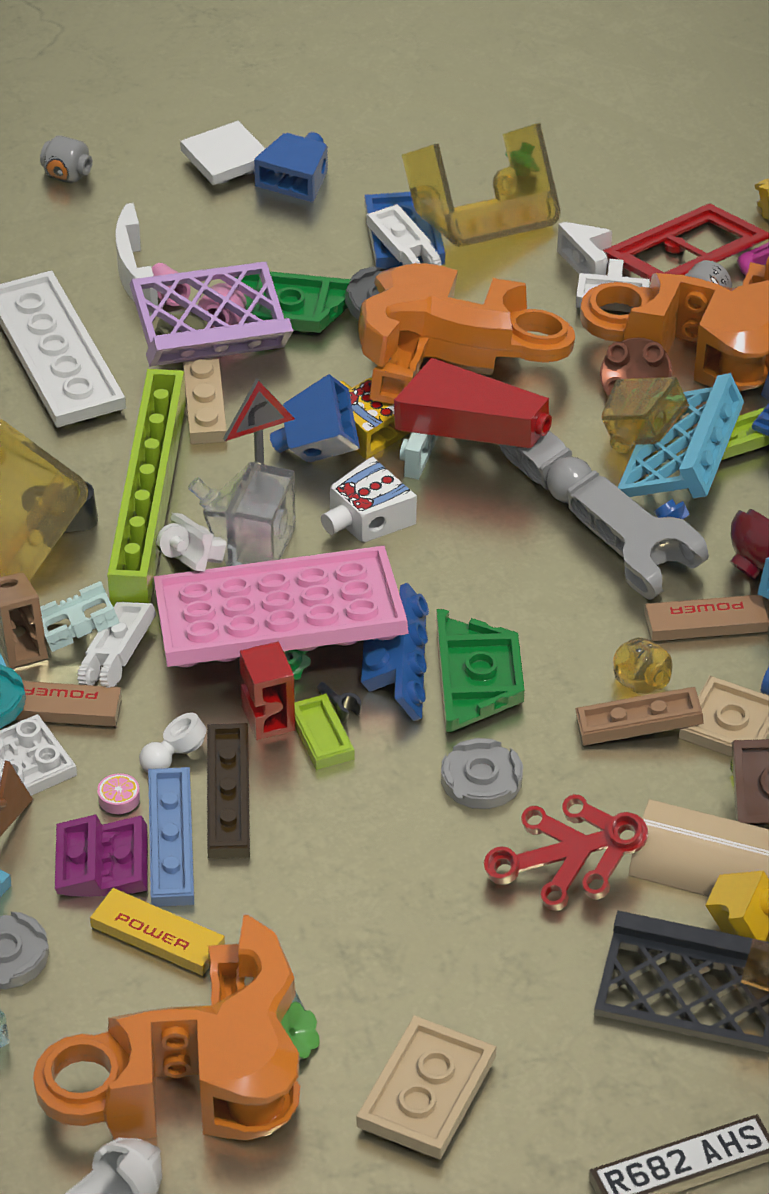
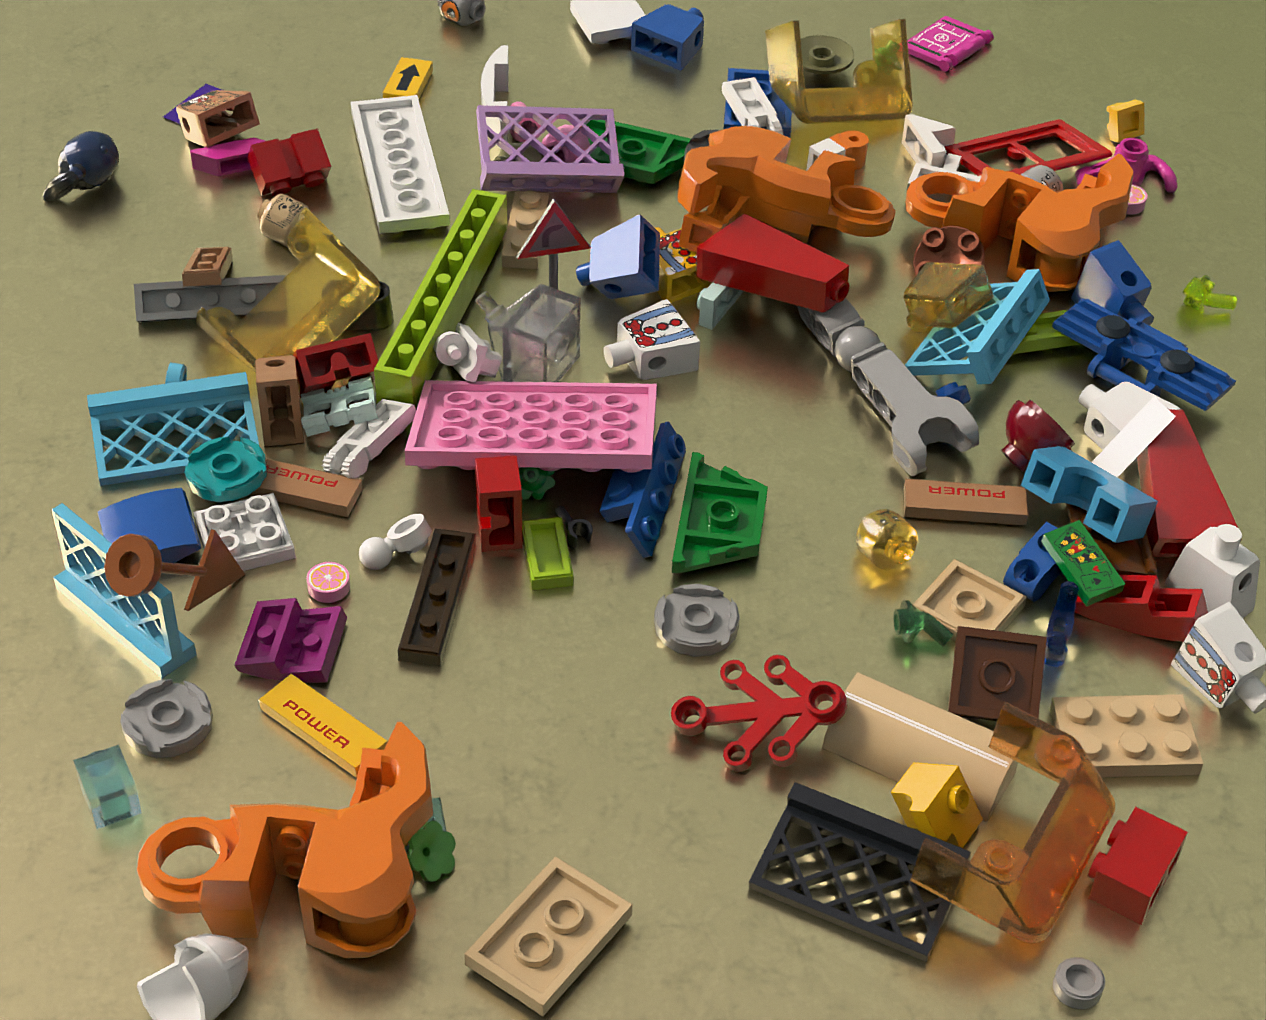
camera: 10 degrees right, 0 degrees up
(34, 252) = (408, 78): none -> yellow tile
(67, 571) = (333, 361): none -> red brick
(170, 837) = (366, 634): medium blue tile -> none
(464, 165) = (825, 54): none -> olive dish
(506, 265) = (848, 143): none -> orange leg
(579, 132) = (948, 42): none -> dark pink piece
(639, 715) = (871, 587): medium nougat tile -> none
(683, 742) = (910, 621): none -> clear green plate

